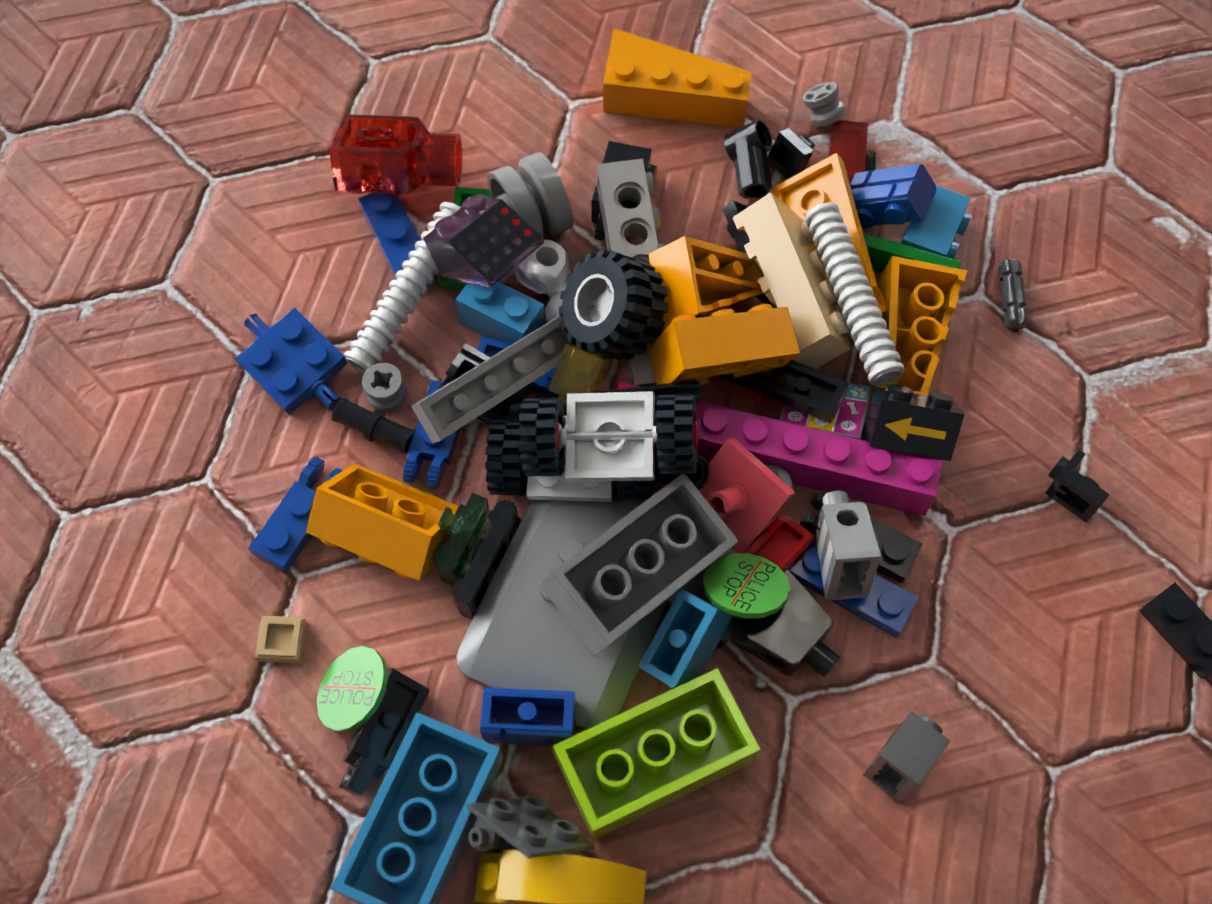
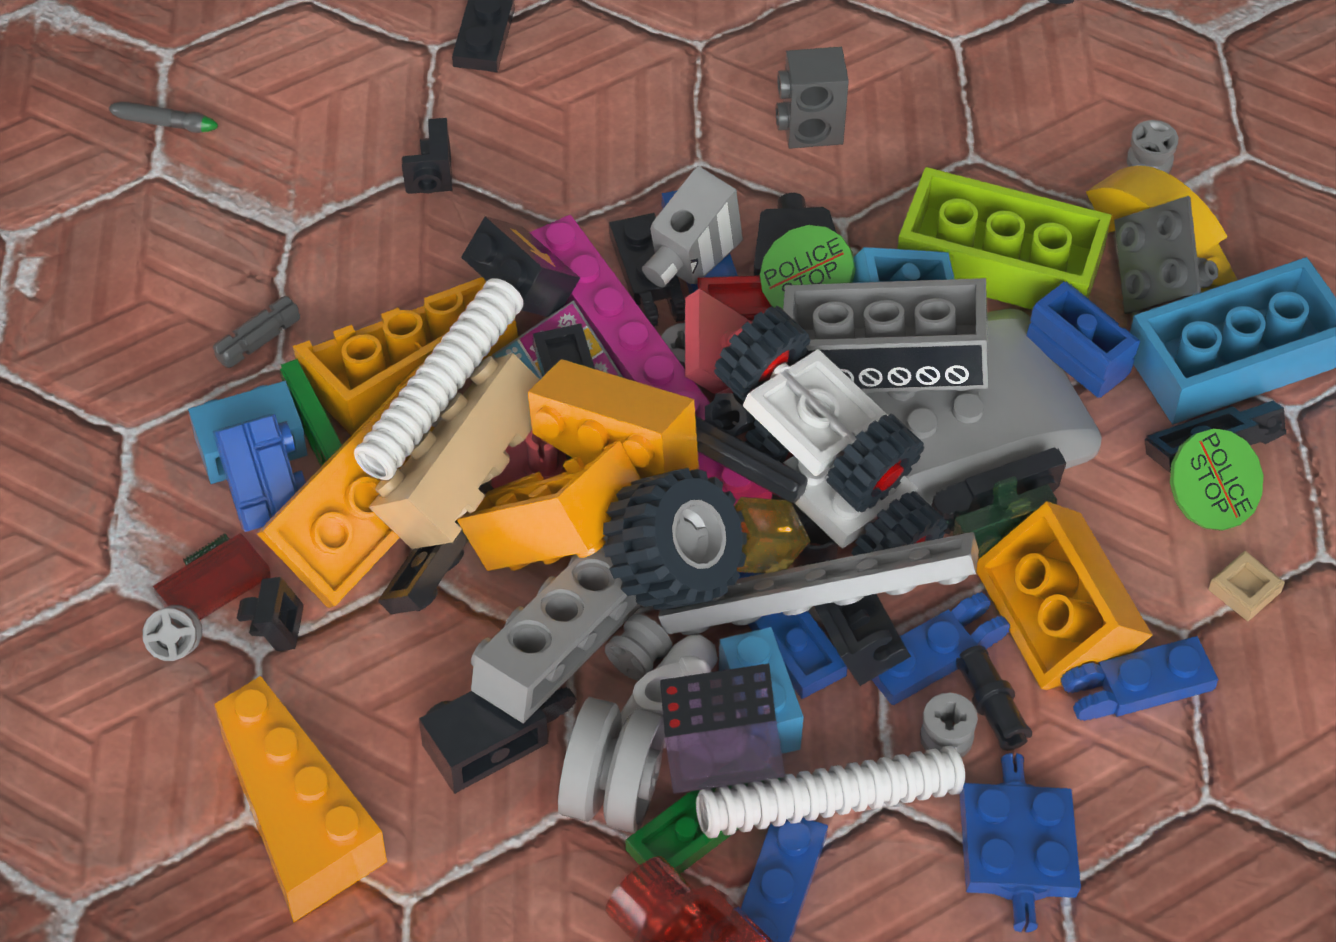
camera: 135 degrees left, 10 degrees down
(748, 151) = (311, 649): black piece -> none

